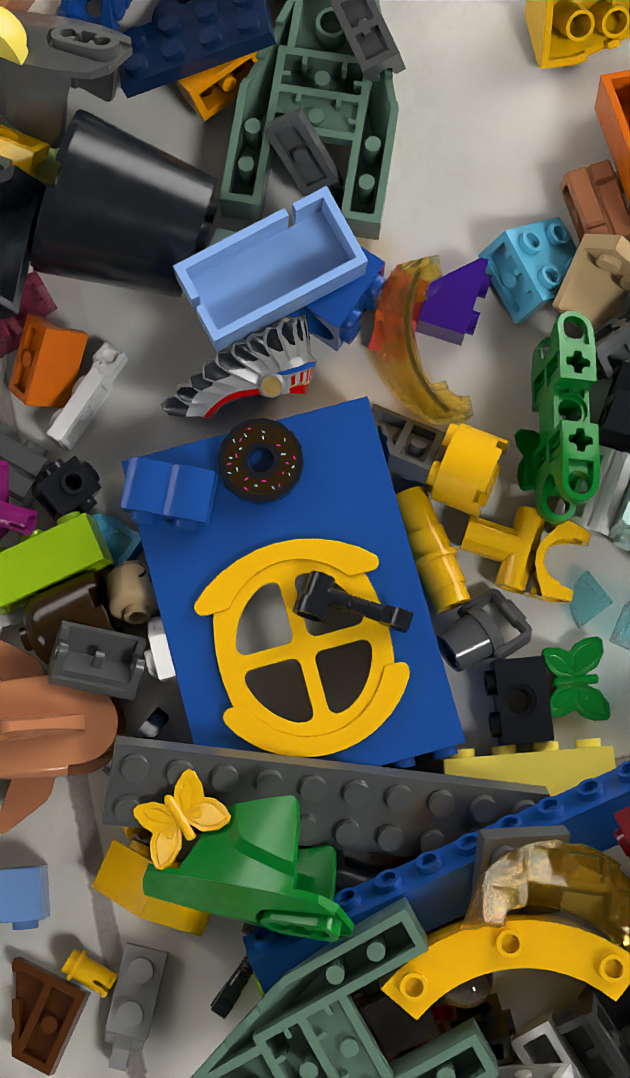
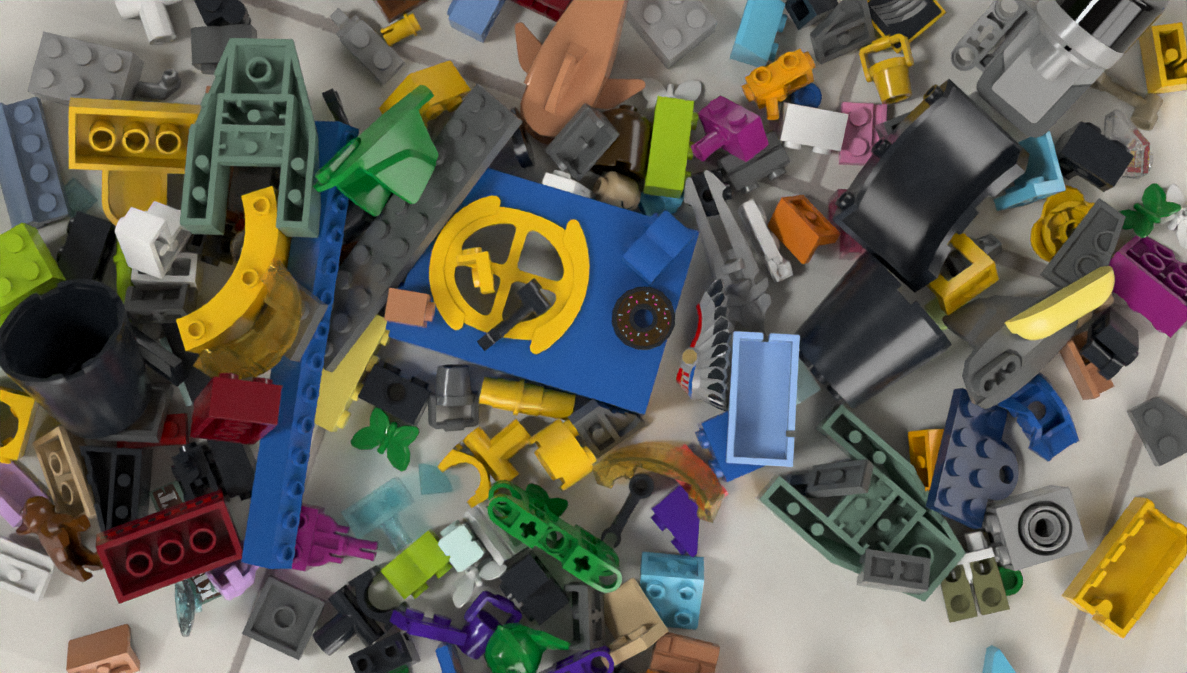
camera: 120 degrees right, 5 degrees up
(161, 372) = (747, 299): none -> light grey sword
(177, 815) = (451, 129): yellow piece -> none
(326, 672) = (481, 275): none -> yellow bracket
(419, 734) = (409, 308): none -> nougat brick
(456, 365) = (629, 505): none -> black brick

